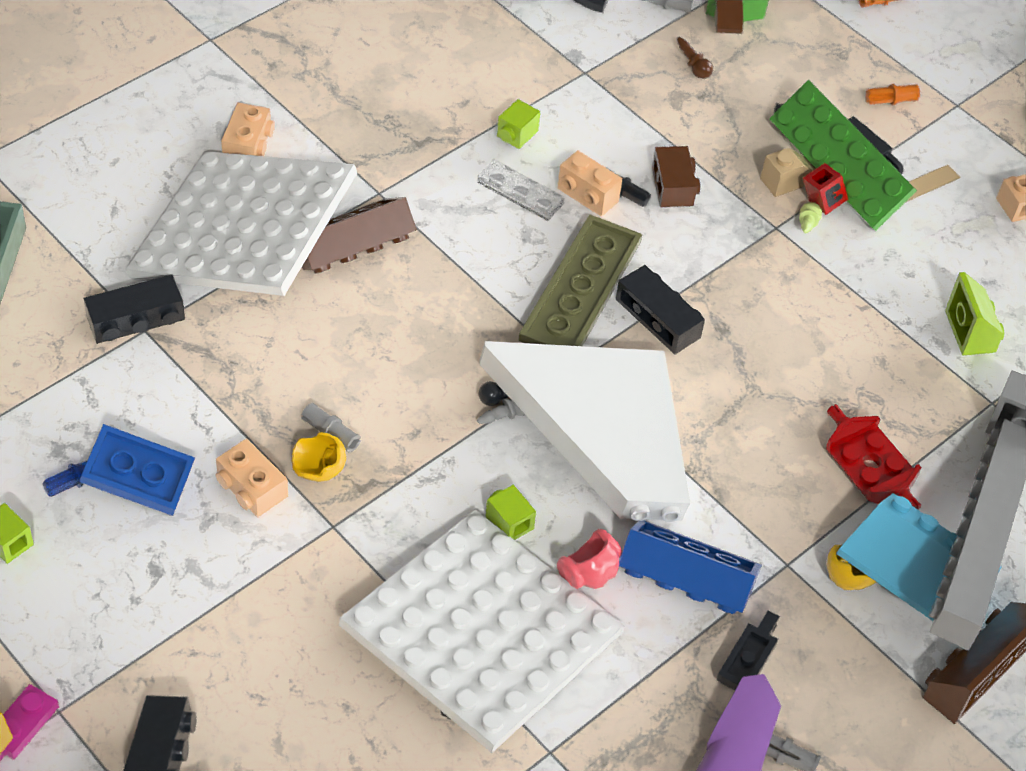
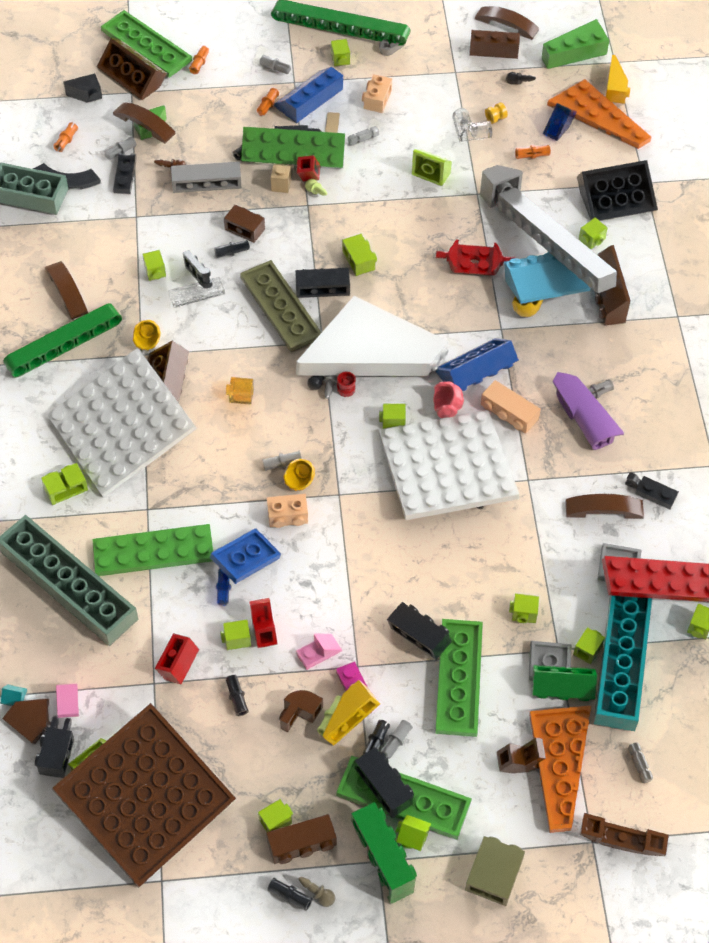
camera: 50 degrees left, 5 degrees up
(42, 555) = (263, 623): none -> red brick
(50, 646) = (319, 650): none -> bright pink slope
(82, 369) = (152, 550): none -> bright green plate
(111, 224) = (64, 484): none -> lime piece
(134, 309) = (135, 504): black brick -> none
(248, 130) = (52, 387): light nougat brick -> none
(329, 104) = (62, 340): none -> green beam
(404, 175) = (146, 334): none -> yellow hair
(404, 319) = (240, 390): none -> clear yellow brick
(406, 66) = (67, 289): none -> reddish brown slope
(516, 428) = (346, 384): none -> red wheel
(549, 166) = (197, 269): none -> plate
(589, 183) = (220, 259): light nougat brick -> none
(637, 25) = (124, 173): none -> black plate
(652, 650) = (510, 406): none -> light nougat brick
(708, 100) = (206, 177): none -> light grey brick
(745, 322) = (359, 254): none -> lime brick
(750, 652) = (539, 371): black plate -> none
(948, 220) = (363, 135): none -> light grey axle
(952, 130) = (311, 94): none -> blue slope
(959, 68) = (275, 64): none -> light grey axle

